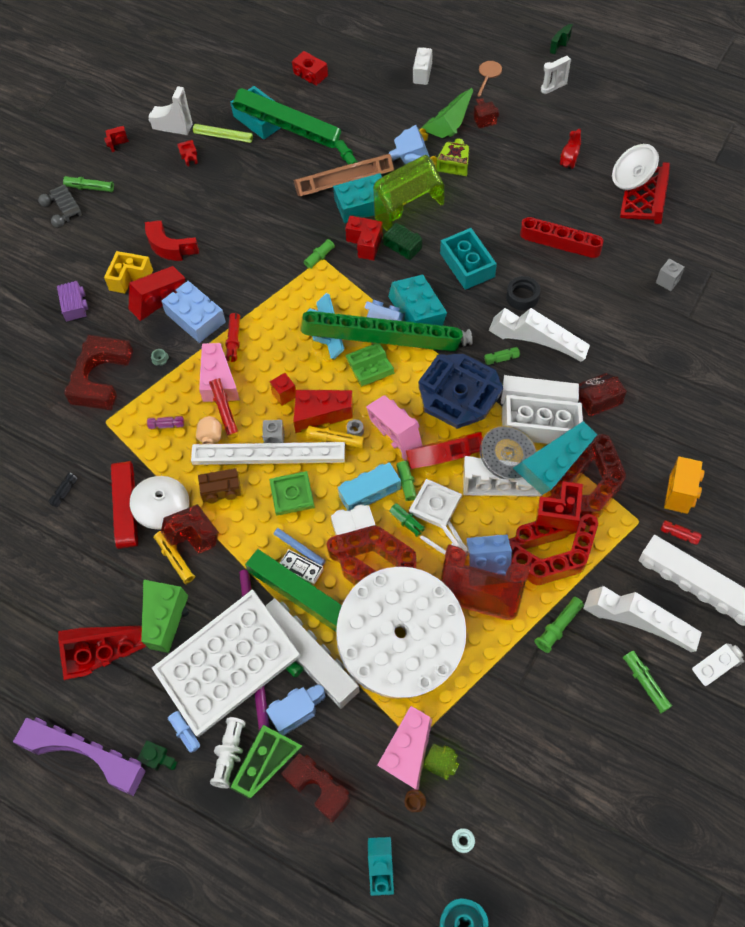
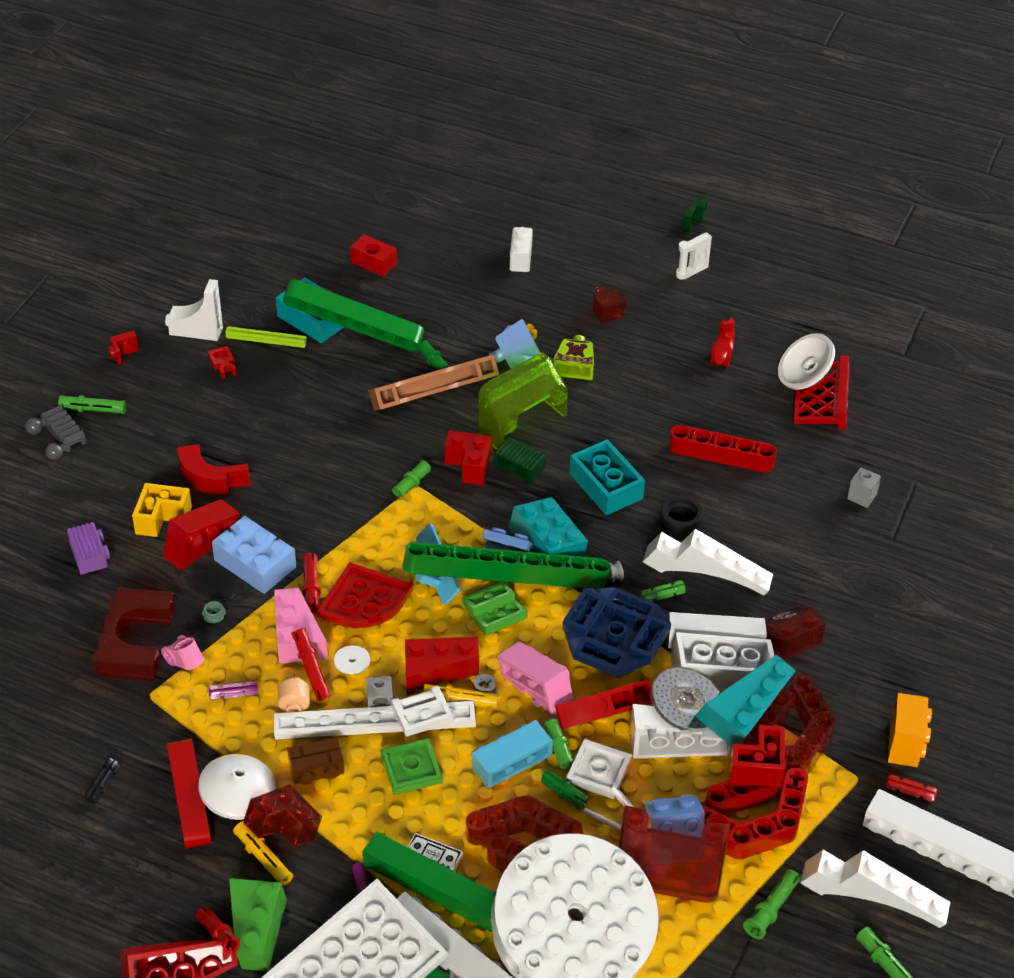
camera: 10 degrees left, 15 degrees down
(132, 390) = (183, 653): none -> bright pink piece
(132, 624) = (220, 932): none -> red pin
(256, 402) = (352, 659): none -> white piece
(271, 351) = (364, 598): none -> red plate
(283, 389) = (386, 641): red brick -> none
(299, 547) = (427, 830): medium blue piece -> none
(303, 454) = (422, 716): none -> white plate
(352, 520) = (488, 793): white brick -> none
(356, 197) = (453, 409): teal brick -> none
(450, 117) = (564, 310): bright green wedge -> none
(489, 69) = (607, 253): nougat piece -> none
(718, 663) = (974, 935): white bracket -> none

